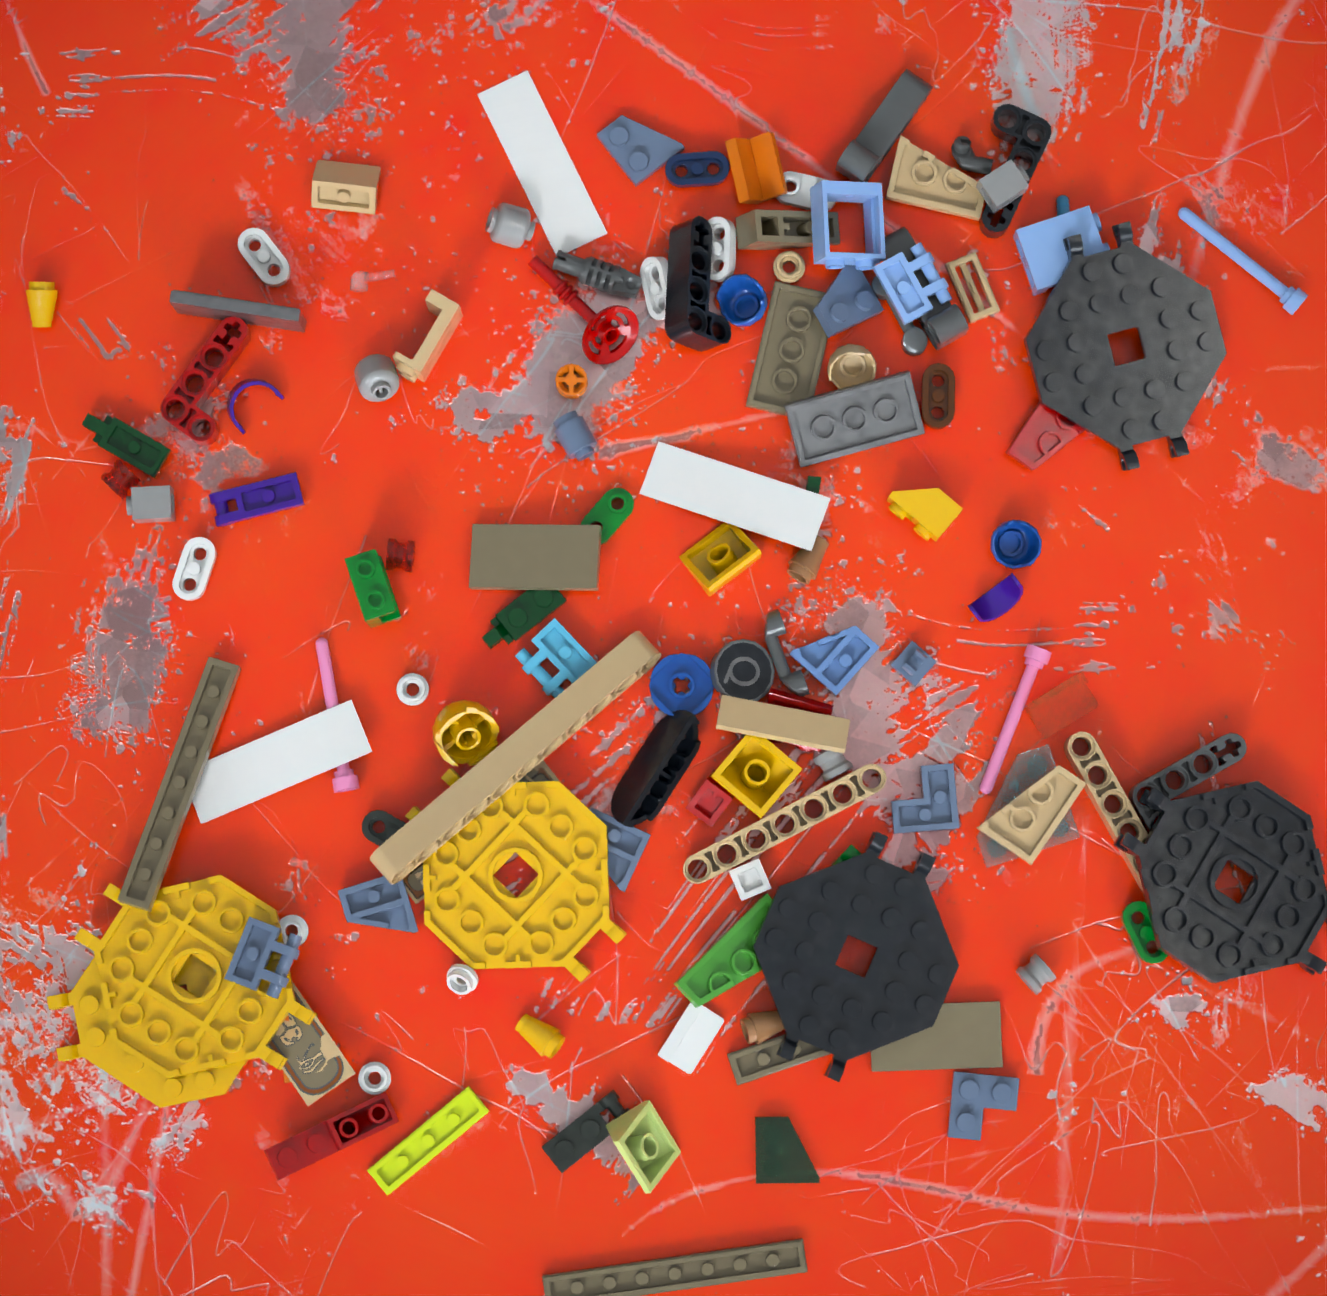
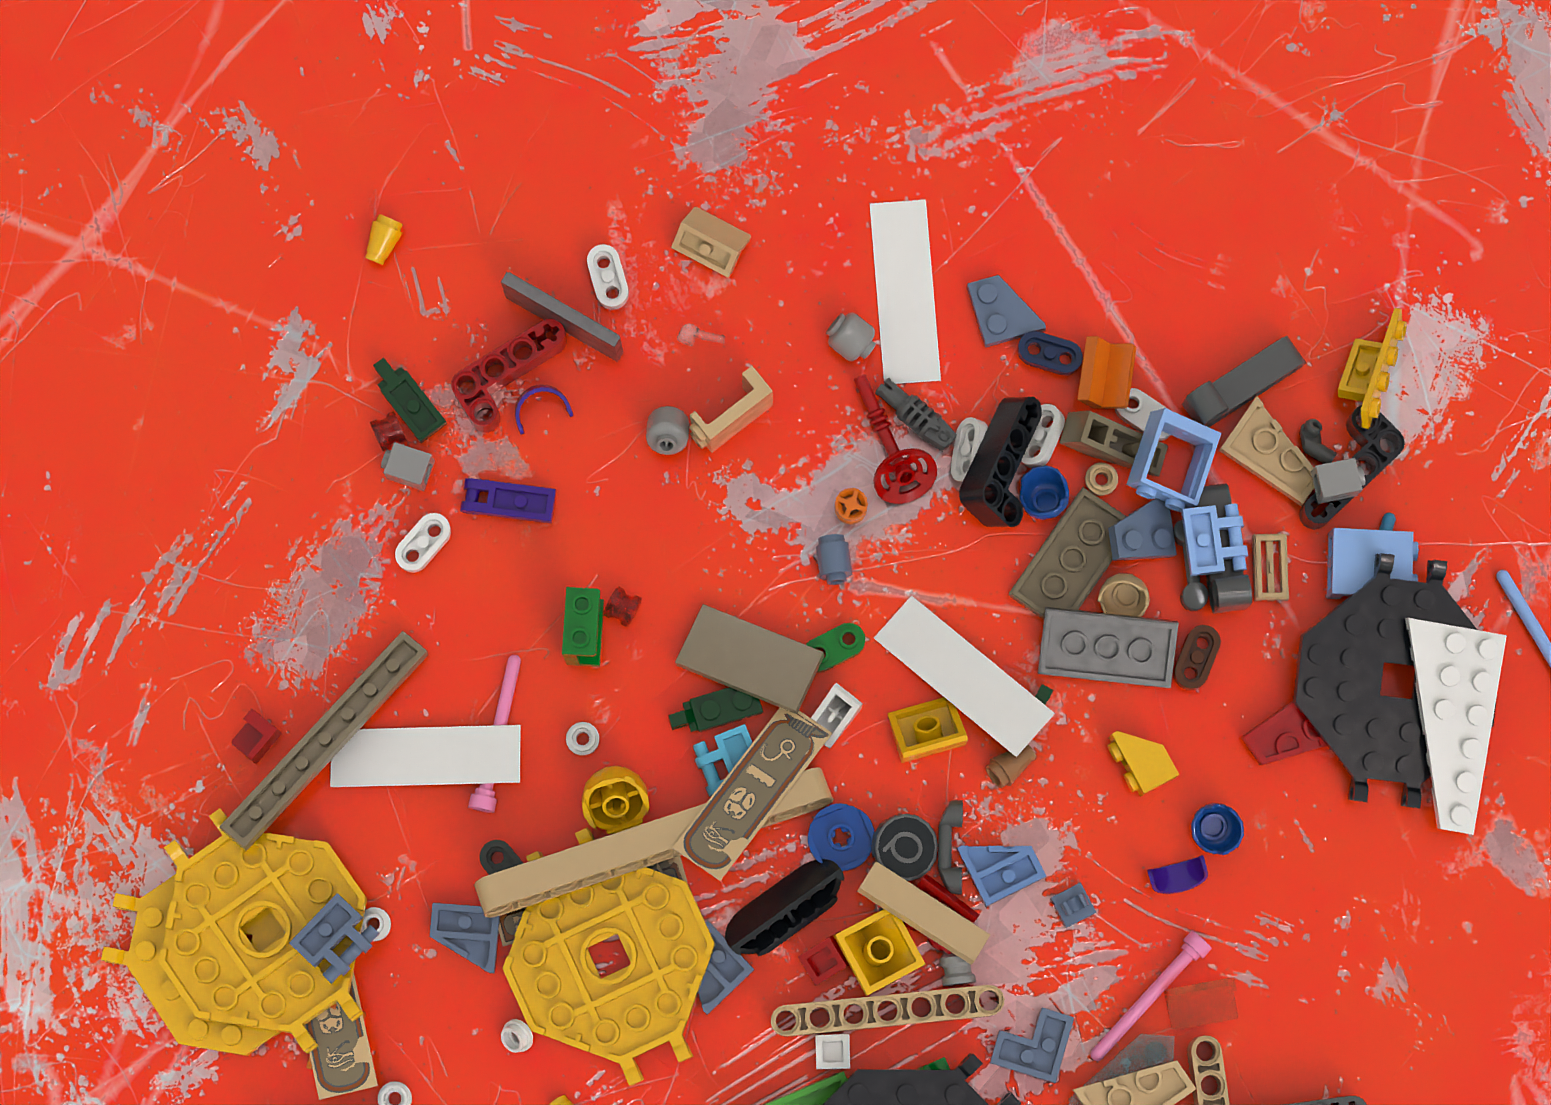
camera: 25 degrees right, 5 degrees down
(114, 805) = (255, 736): none -> red panel
(585, 676) = (751, 791): none -> sticker
(631, 579) = (837, 712): none -> white slope
(991, 70) = (1368, 368): none -> yellow bracket
(1186, 344) = (1456, 701): none -> white wing

